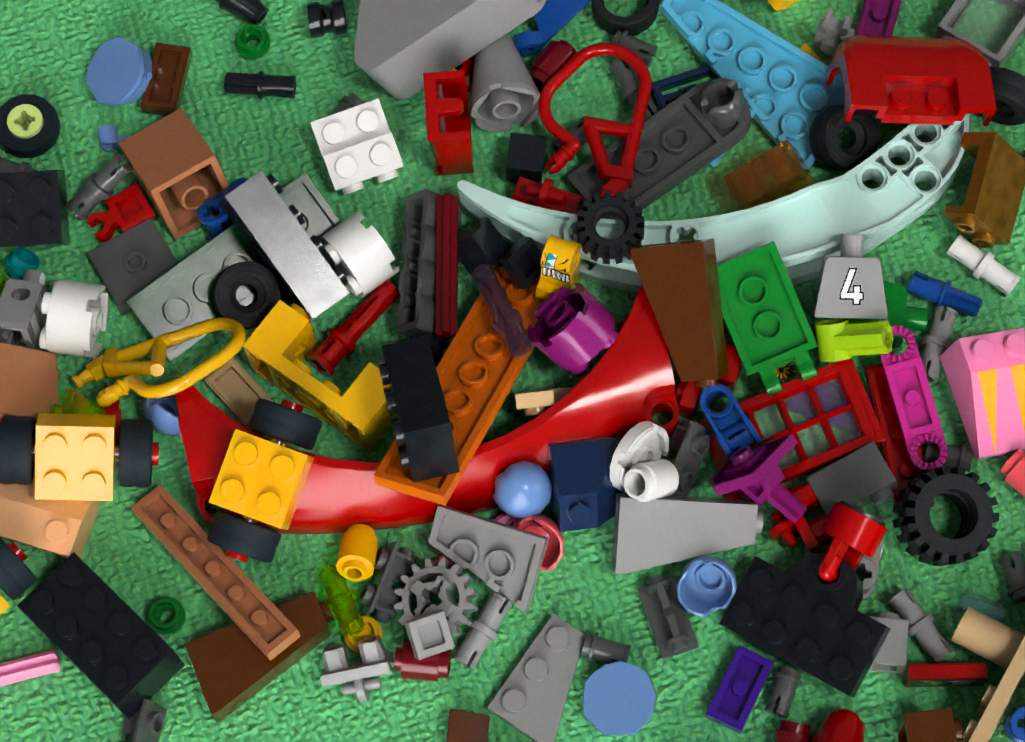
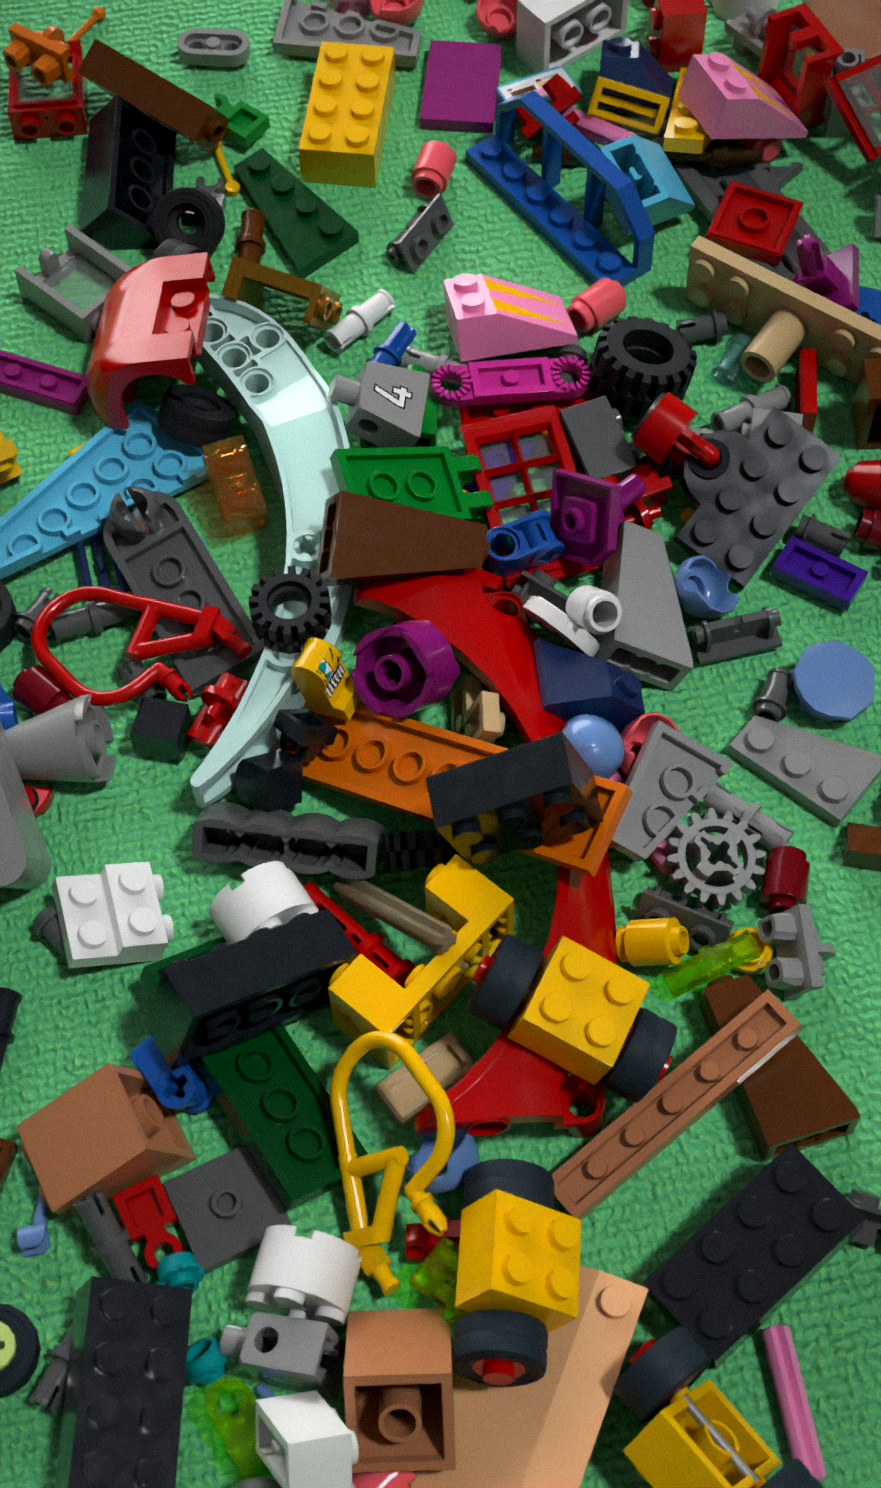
camera: 90 degrees left, 10 degrees down
(82, 238) = (180, 1271): none -> teal plate
(160, 606) = (717, 1170): green plate -> none
(250, 274) = (285, 1073): black tyre -> none
(354, 351) = (396, 913): none -> dark tan axle
(429, 634) = (768, 853): light grey plate -> none
(446, 266) = (298, 808): dark red axle -> none
(449, 121) = (108, 803): red window -> none
(506, 320) = (413, 724): pin -> none
(832, 32) = (71, 415): light grey plate -> none
(844, 339) = (444, 412): lime piece -> none

